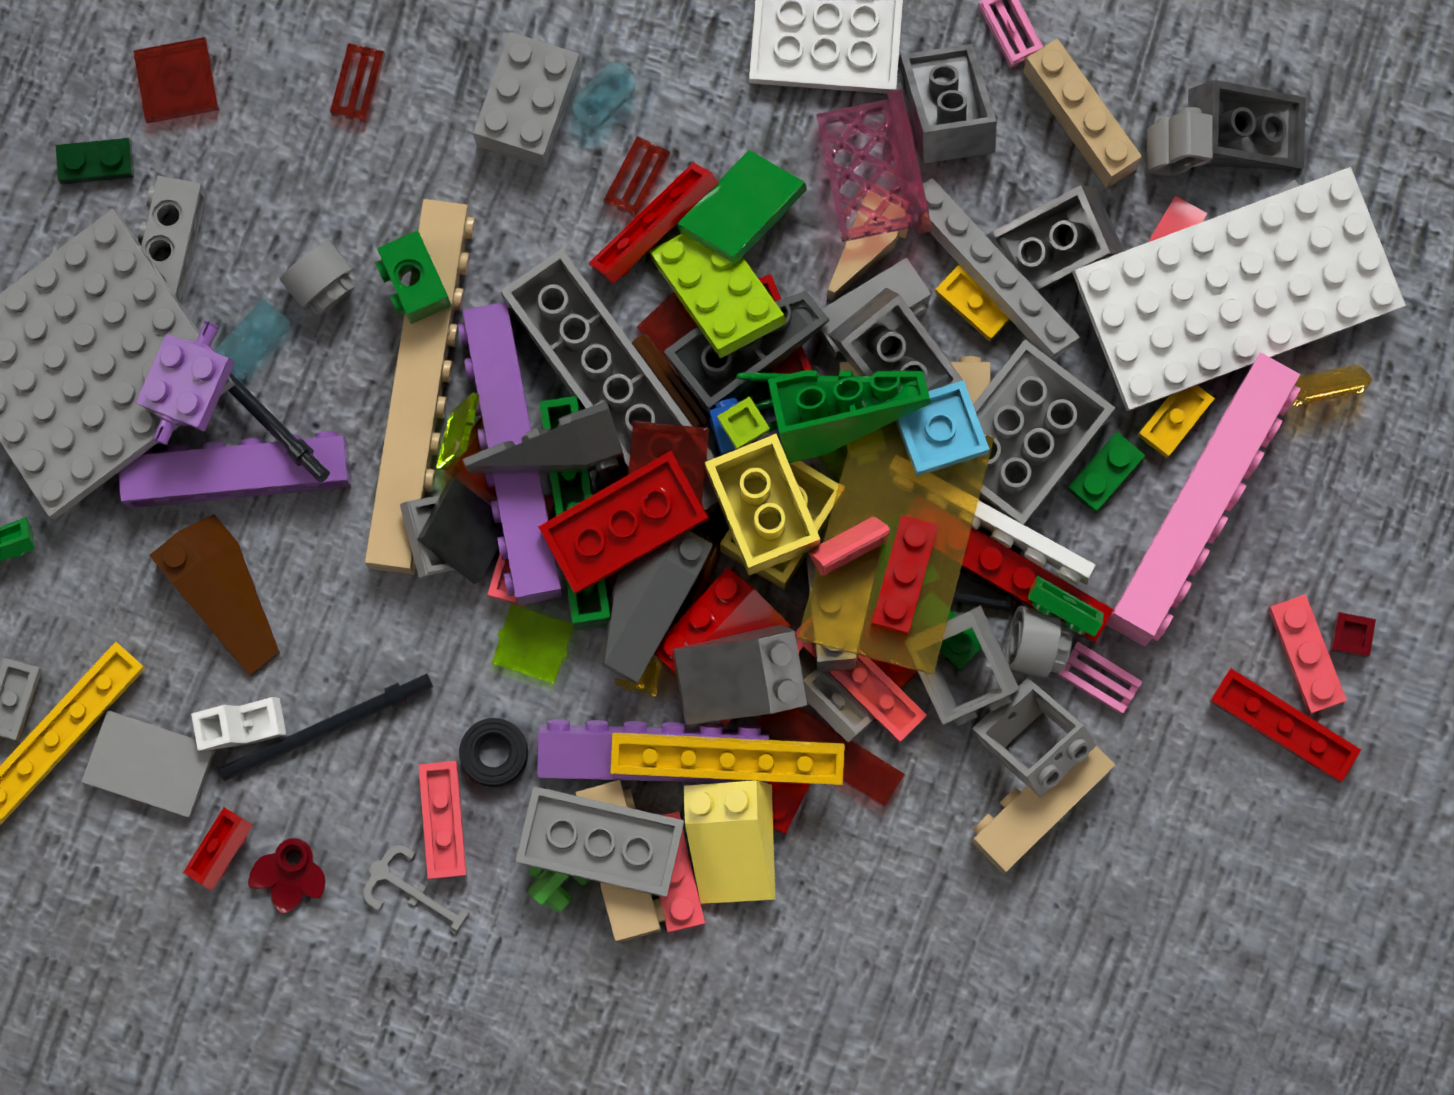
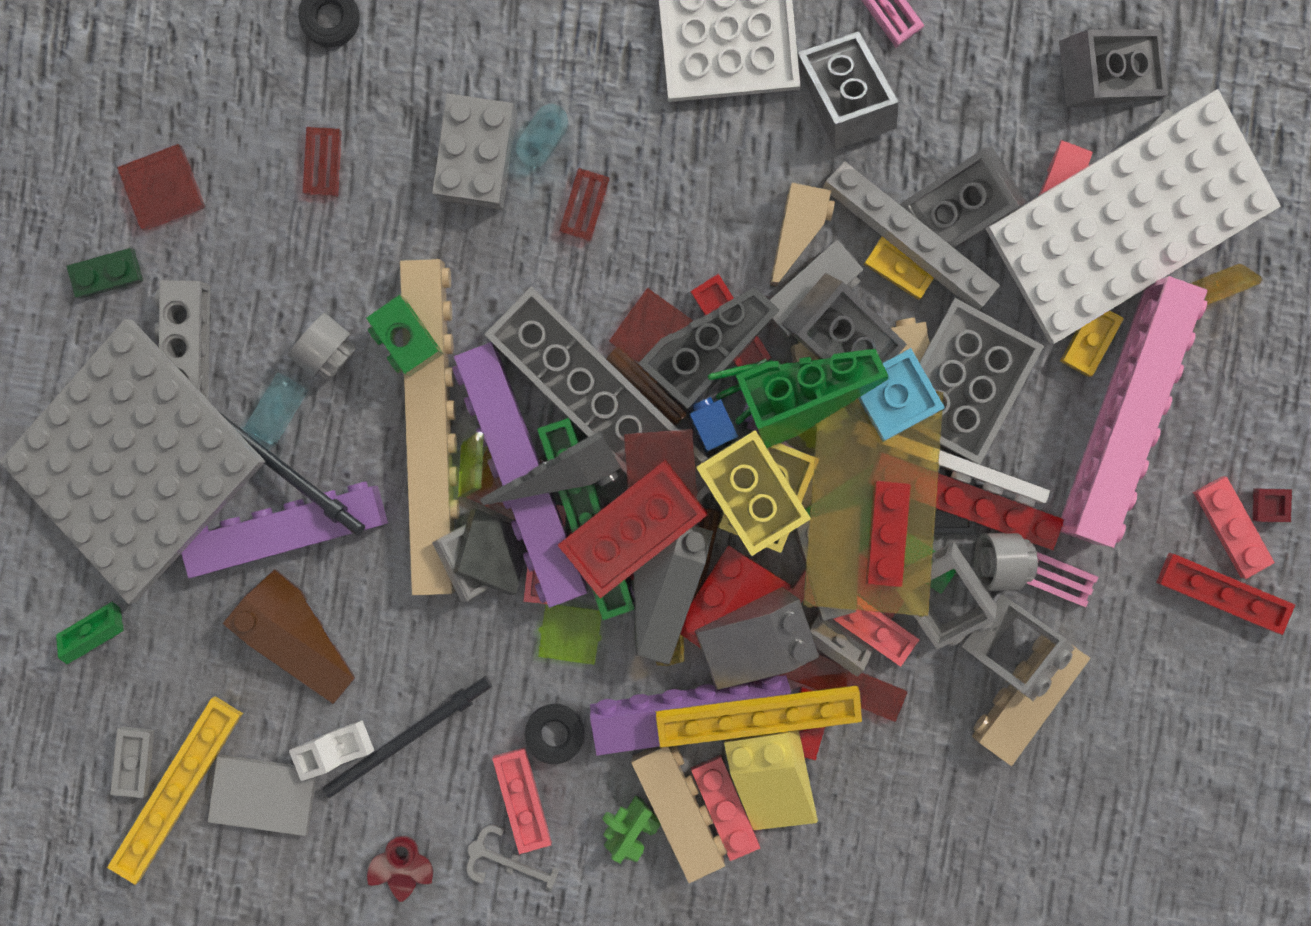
camera: 10 degrees left, 10 degrees up
(185, 382) = (219, 472): medium lavender plate -> none
(218, 849) = (335, 859): red plate -> none
(599, 841) = (661, 806): light grey plate -> none
(653, 223) = (607, 244): red plate -> none
(719, 296) = (675, 296): lime plate -> none
(742, 207) = (683, 218): green tile -> none
(743, 423) = (723, 423): lime plate -> none
(849, 545) = (835, 515): coral slope -> none
(905, 169) = (823, 160): clear pink fence -> none
(1078, 615) = (1036, 533): green plate -> none
(1082, 113) = (968, 79): tan brick -> none
(1106, 472) = (1037, 398): green plate -> none
(1179, 142) = (1062, 91): light grey brick -> none

